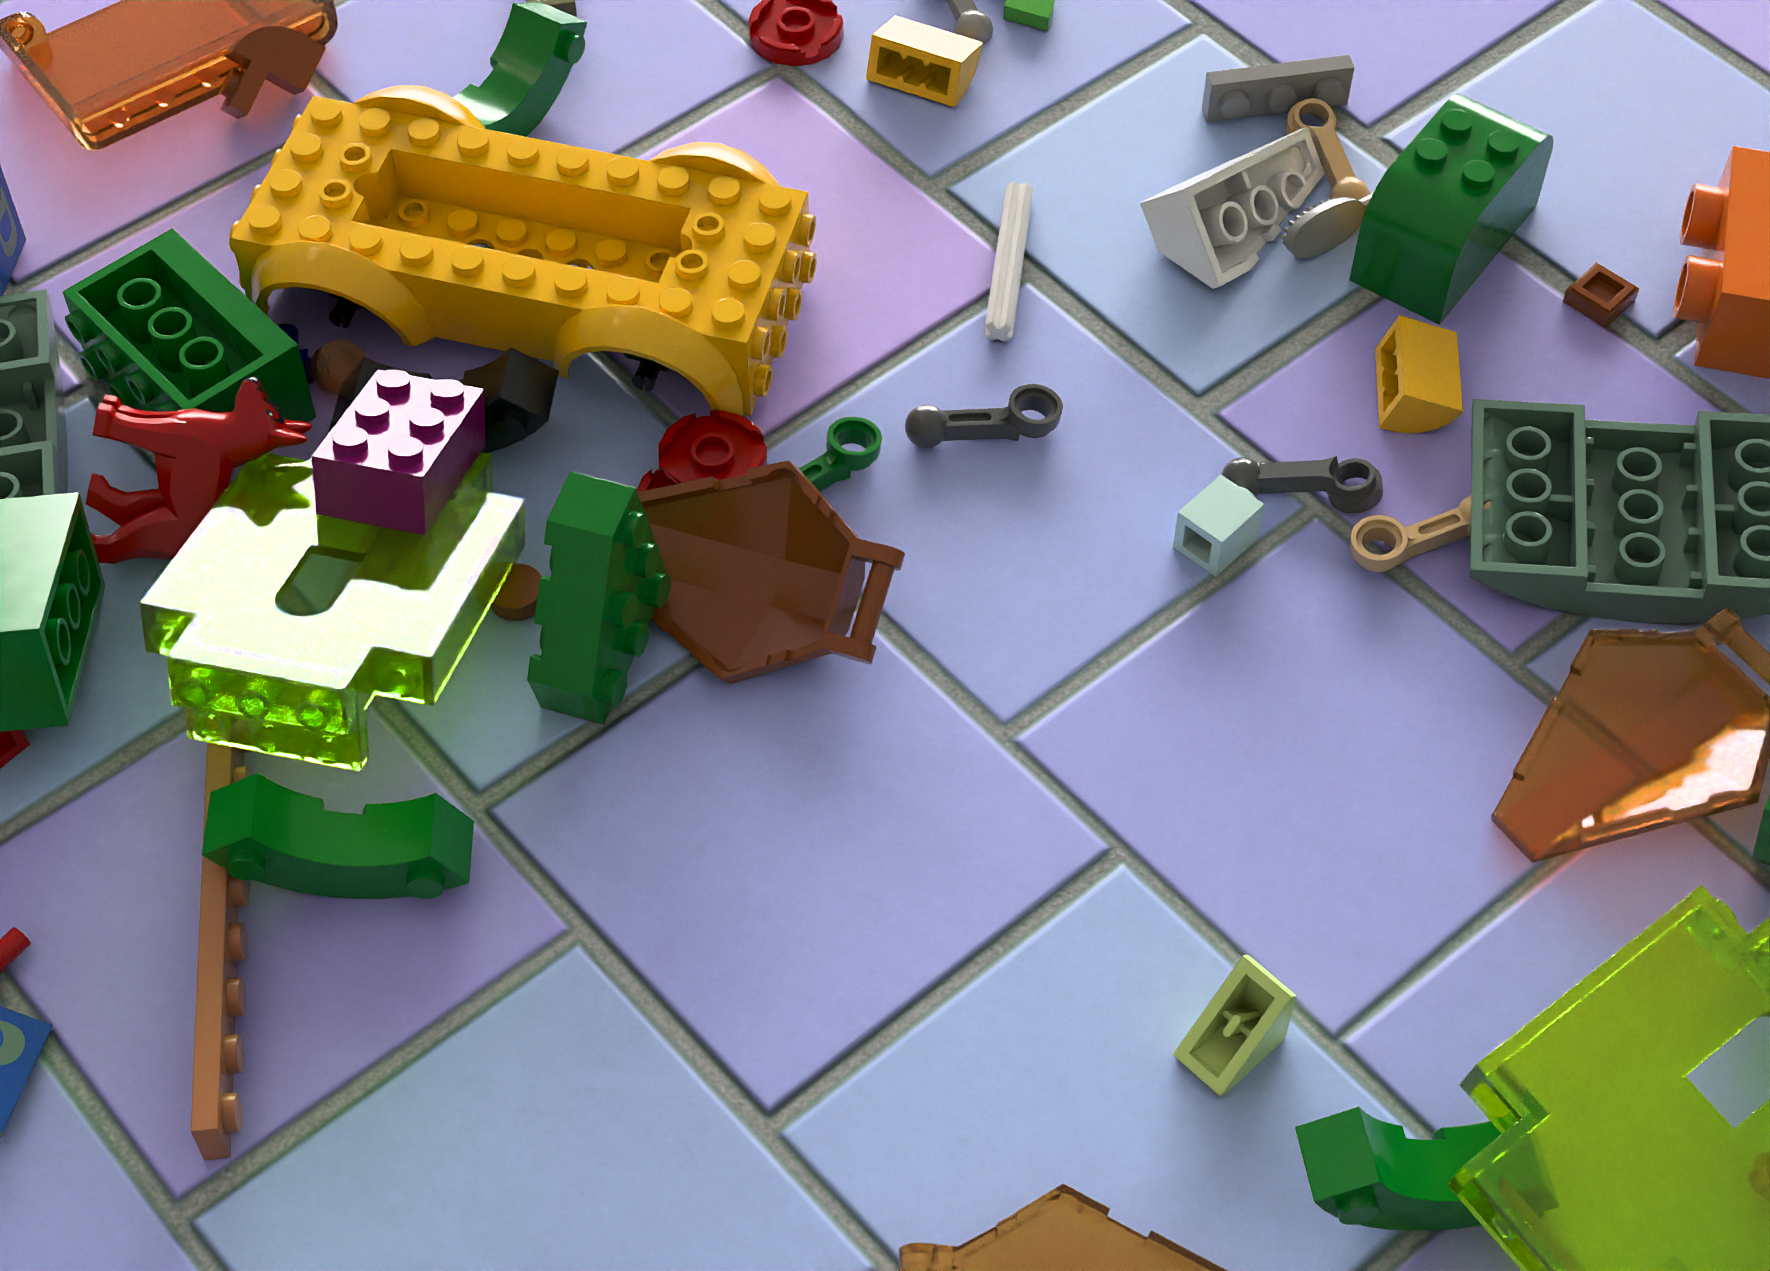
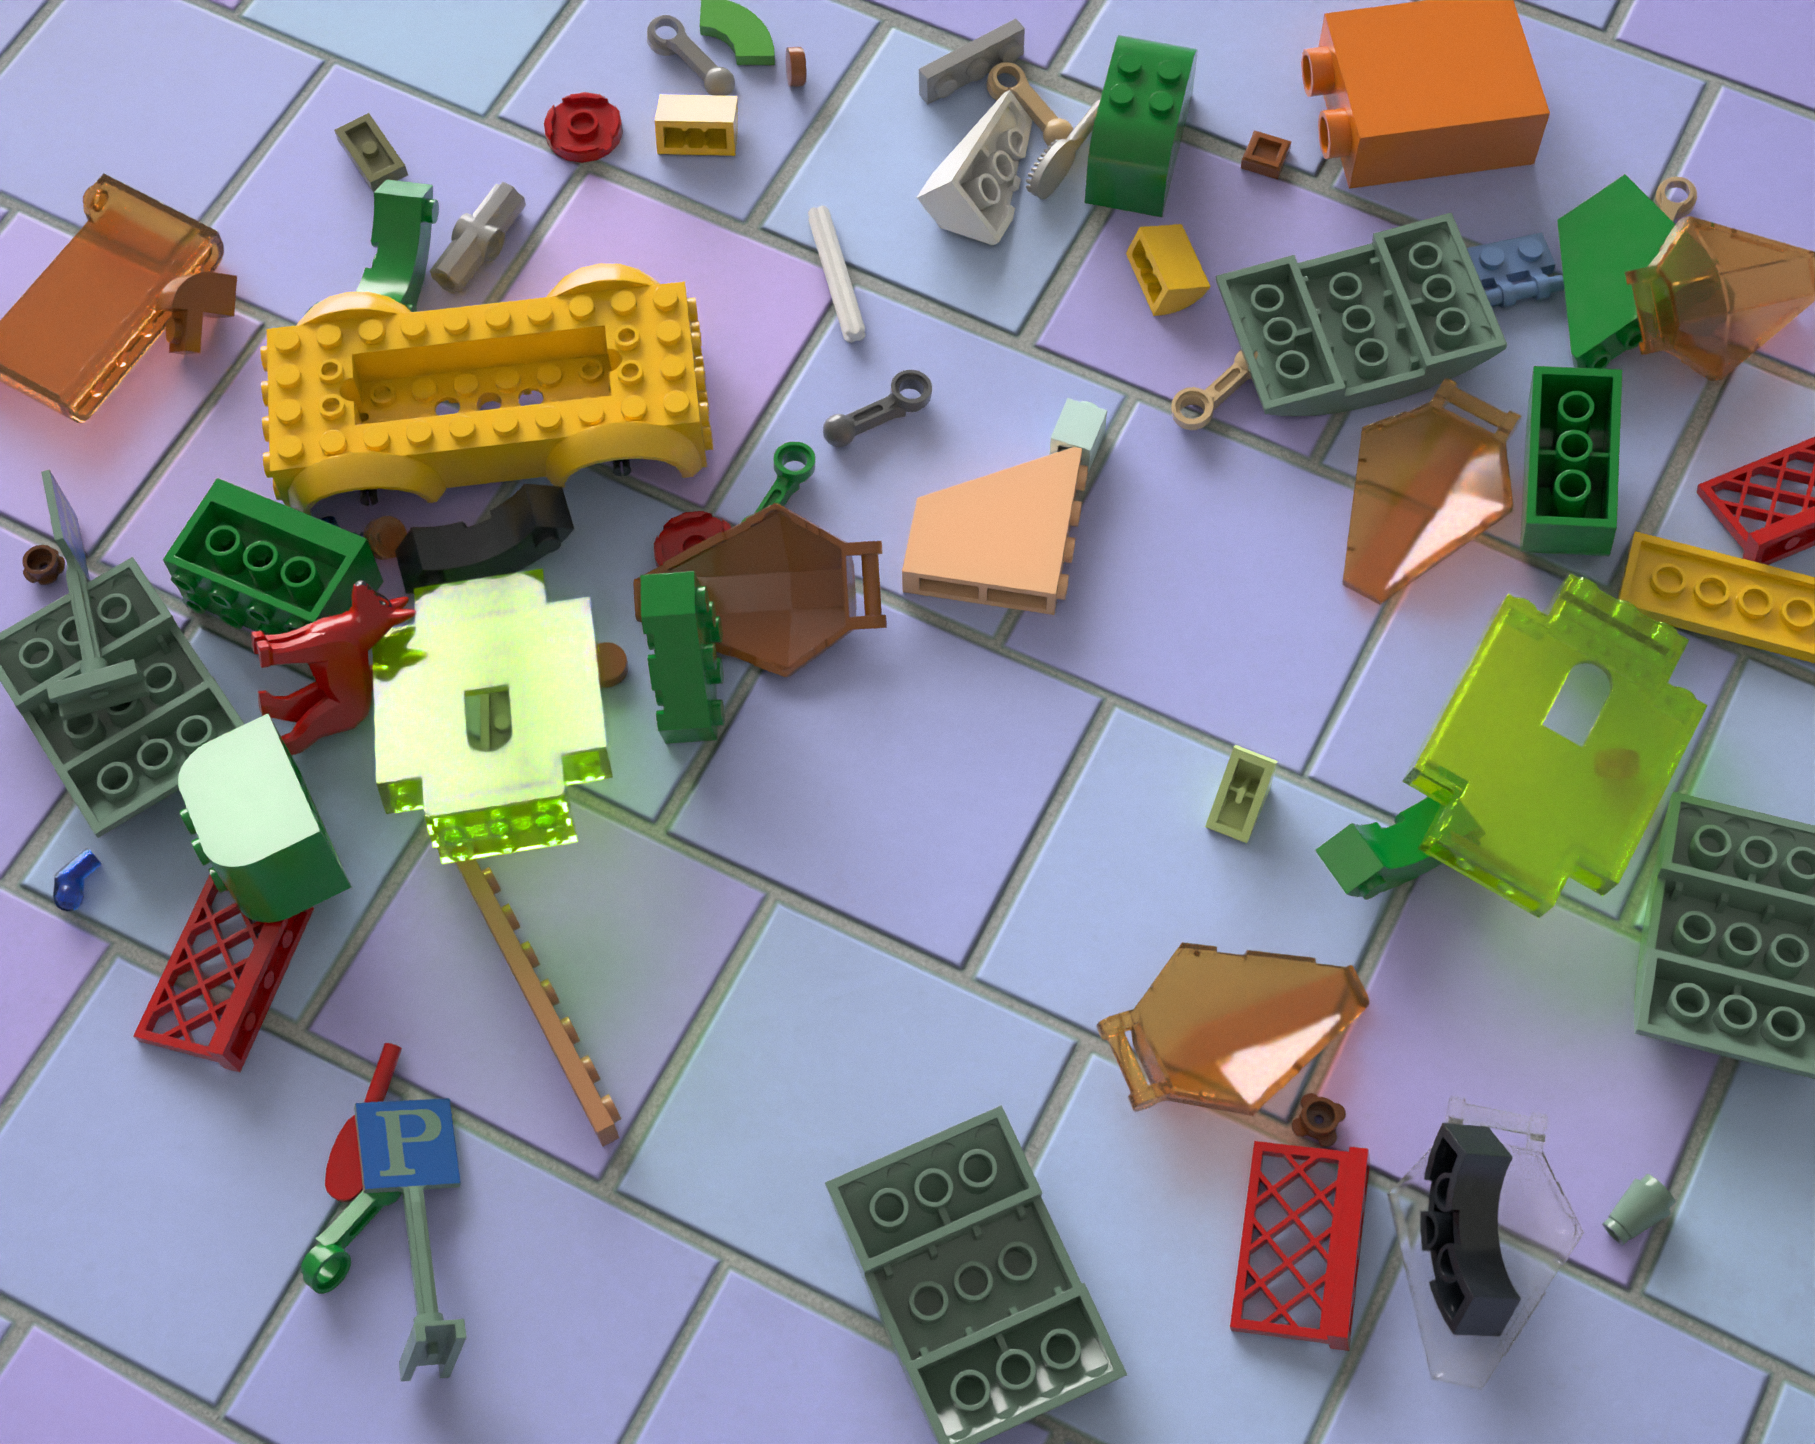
camera: 20 degrees left, 10 degrees up
(296, 845) = (557, 910): green brick -> none
(399, 451) = (487, 595): magenta brick -> none
(616, 97) = (477, 237): none -> light grey piece
(710, 446) = (698, 508): red tile -> none
(1064, 607) = (999, 536): none -> light nougat slope
(1067, 35) = (796, 66): none -> dark orange tile
(1311, 476) = (1084, 387): dark grey piece -> none

